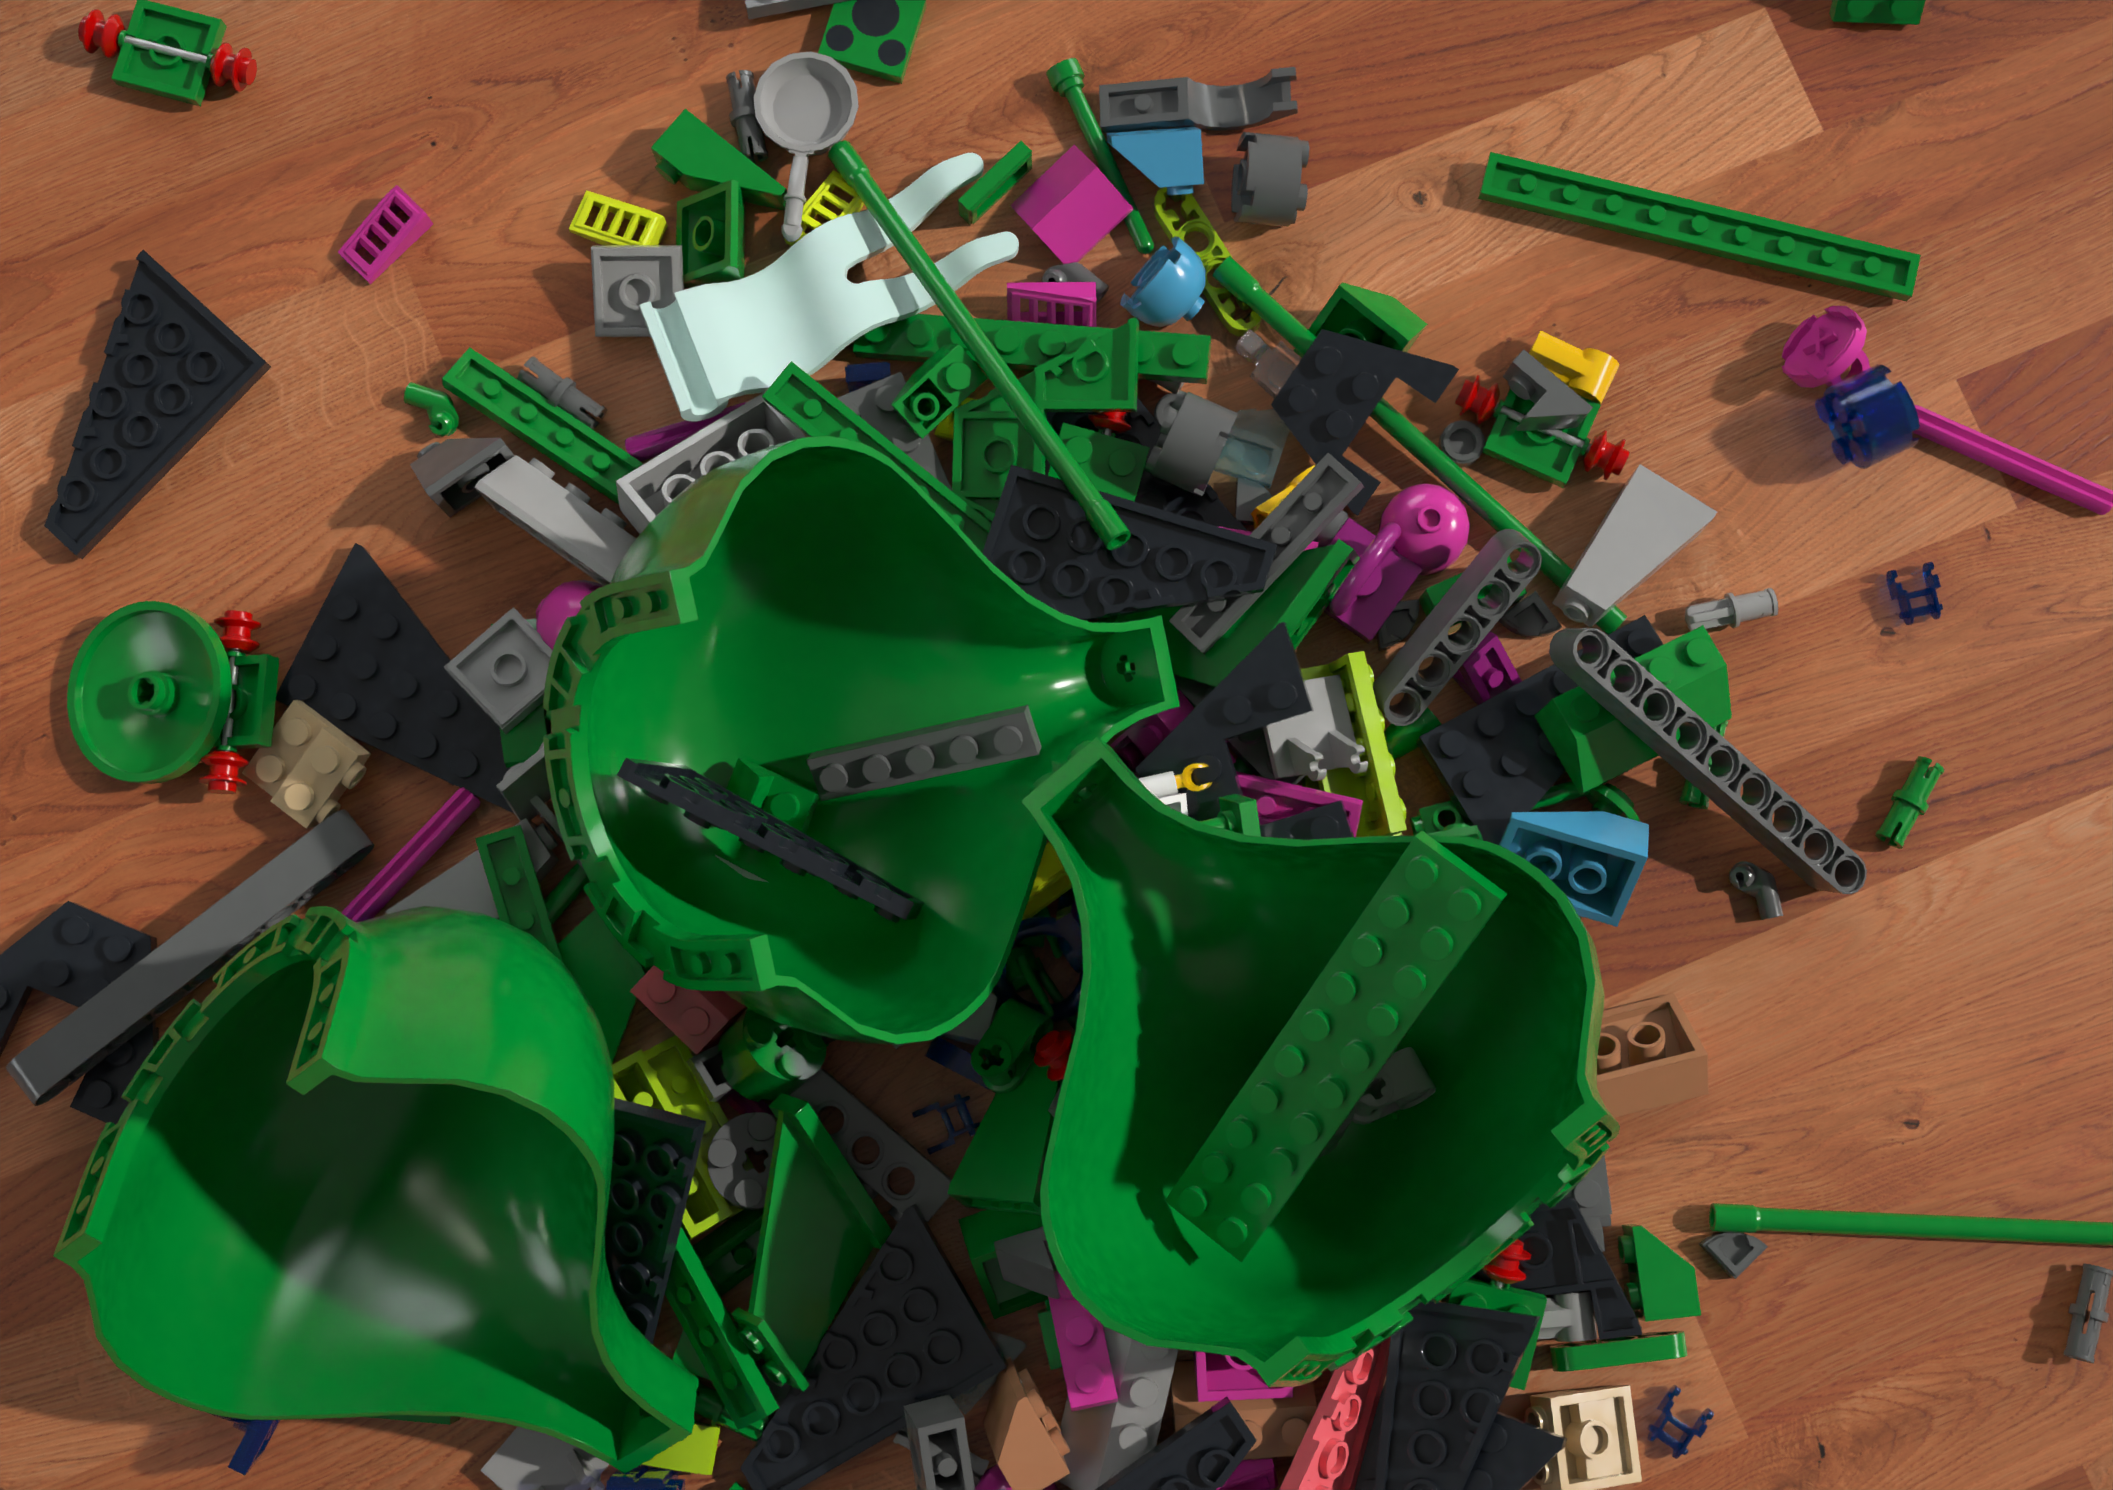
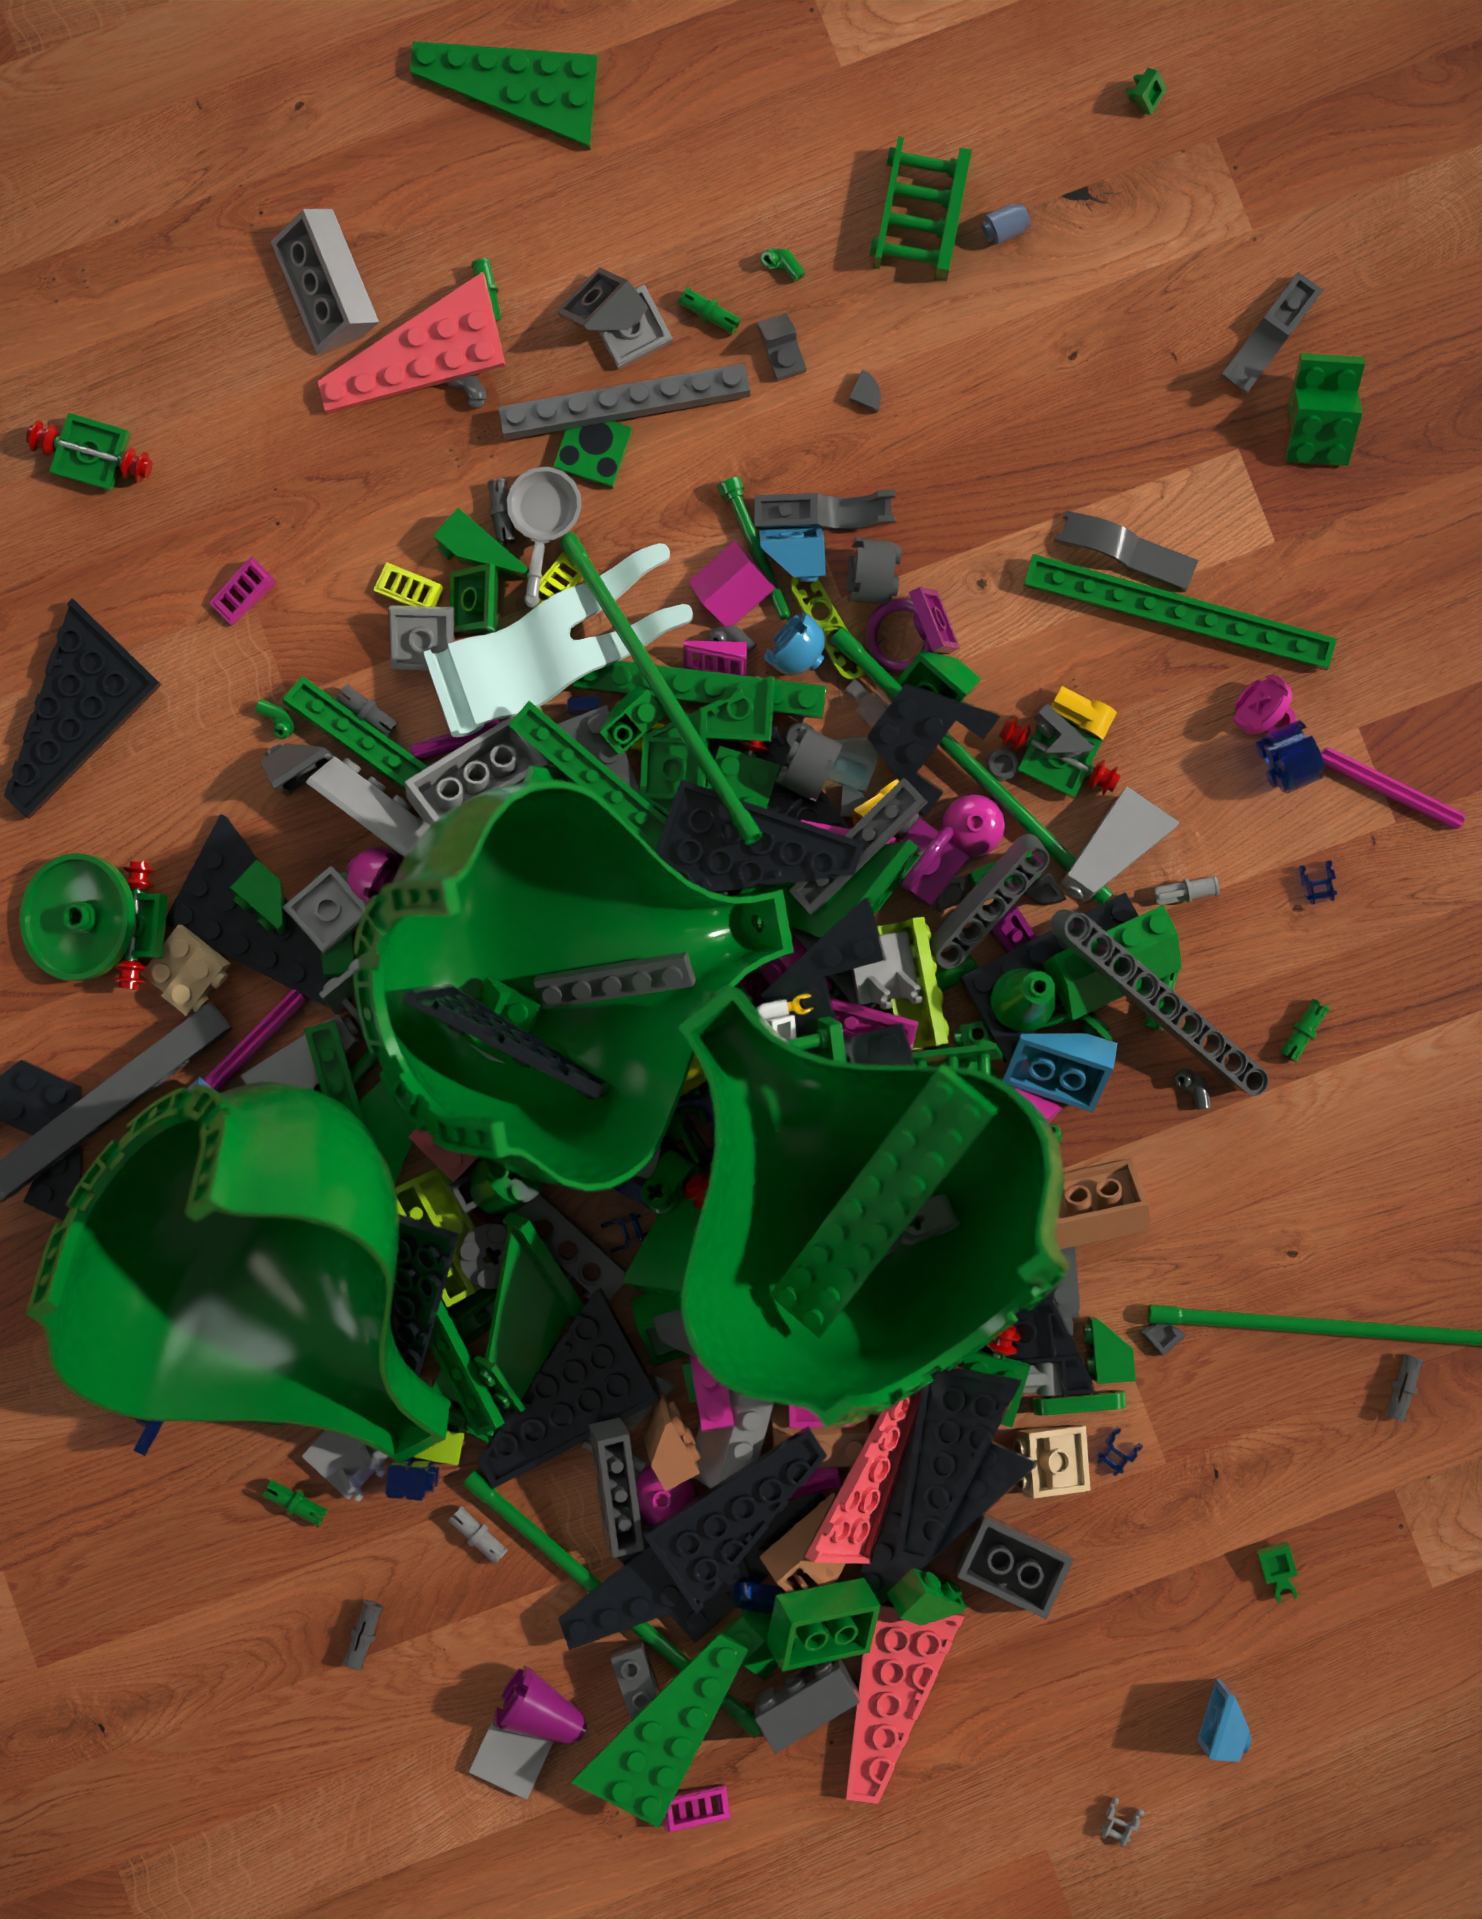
camera: 10 degrees right, 5 degrees up
(416, 651) = (262, 893): none -> green slope
(995, 183) = (678, 566): green tile -> none
(1349, 243) = (928, 619): none -> magenta tile
(1514, 762) = (1023, 999): none -> green cone
(1629, 148) = (1128, 549): none -> dark grey piece

